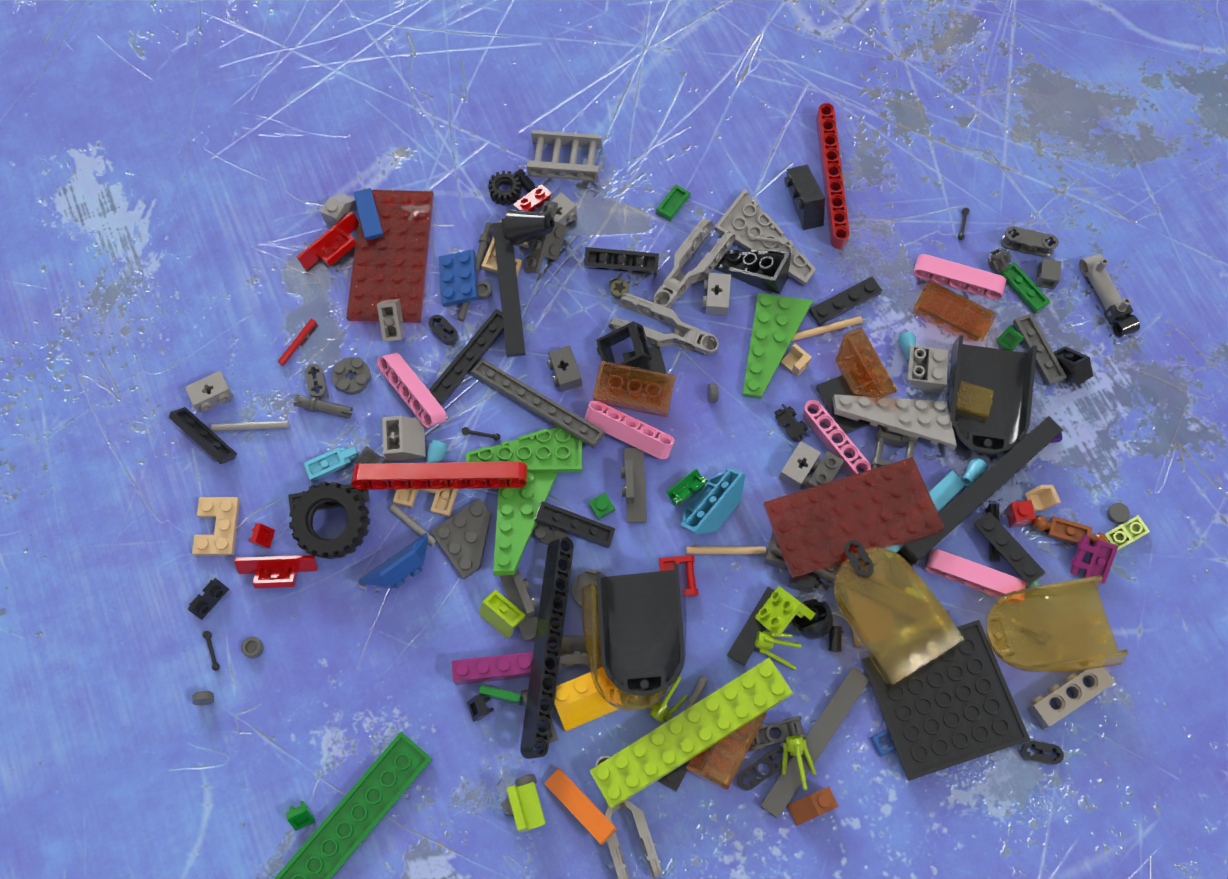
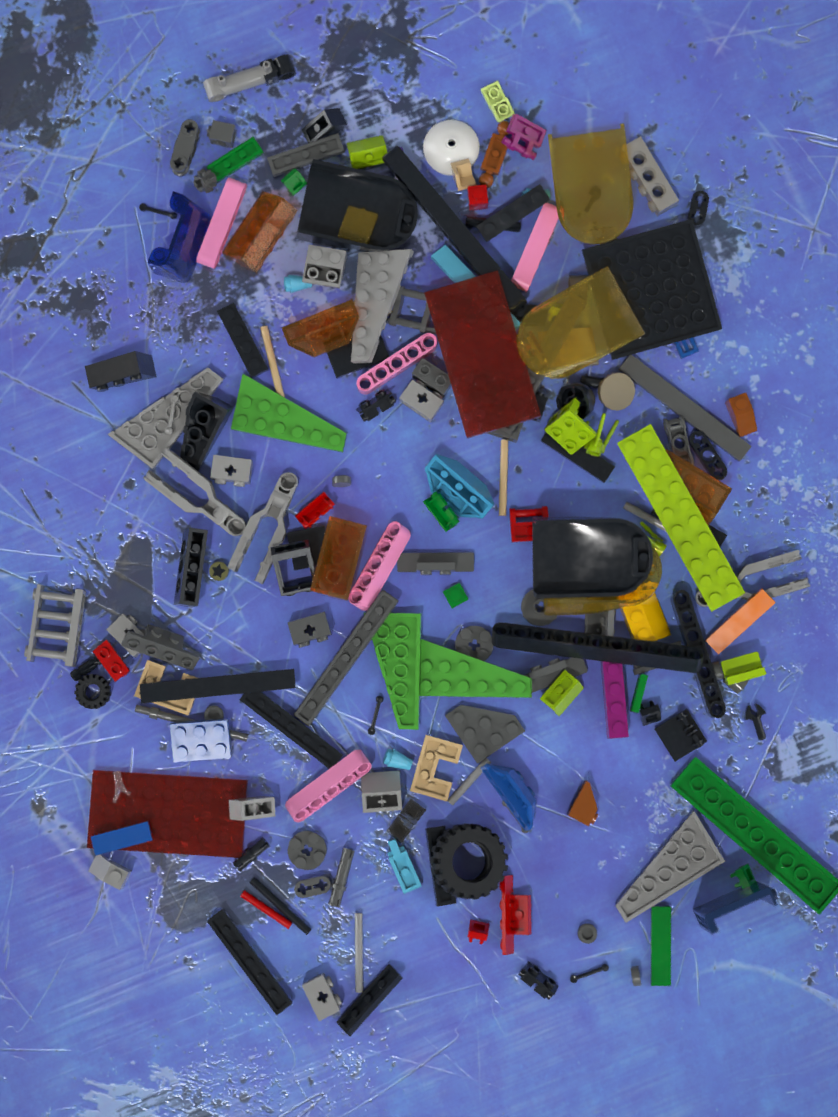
camera: 90 degrees left, 15 degrees up
(226, 514) = (470, 969): tan plate -> none
(233, 725) = (661, 946): none -> green tile
(248, 328) = (249, 962): none -> black plate
(266, 794) = (731, 901): none -> dark blue panel
(299, 354) = (280, 906): none -> black bar
(319, 744) = (681, 861): none -> light grey wing
(331, 244) = (155, 876): red bracket -> none
(349, 326) = (251, 854): none -> black pin
(383, 640) = (584, 805): none -> dark orange slope
(439, 475) = (425, 754): beam -> none
(446, 327) = (255, 752): black beam -> none
(456, 743) = (680, 735): none -> black hinge
(471, 829) = (756, 720): none -> black bar
(523, 225) = (153, 665): black cone -> none
(554, 759) = (694, 626): none -> black beam
(574, 524) = (477, 621): black plate -> none
(673, 202) = (118, 511): green tile -> none
(682, 369) = (313, 510): none -> red hinge
(796, 360) = (309, 395): tan panel -> none
(796, 746) = (693, 425): lime plant -> none
(827, 664) = (616, 391): none -> dark tan tile
(832, 181) = (85, 339): red beam -> none
(863, 556) = (533, 357): black beam -> none
(938, 238) = (180, 259): none -> clear blue windscreen
(974, 471) = (432, 234): medium azure cone -> none
(1050, 403) = (367, 152): none -> lime panel
(1074, 501) = (441, 155): none -> white dish
(1118, 513) = (477, 106): dark grey tile -> none

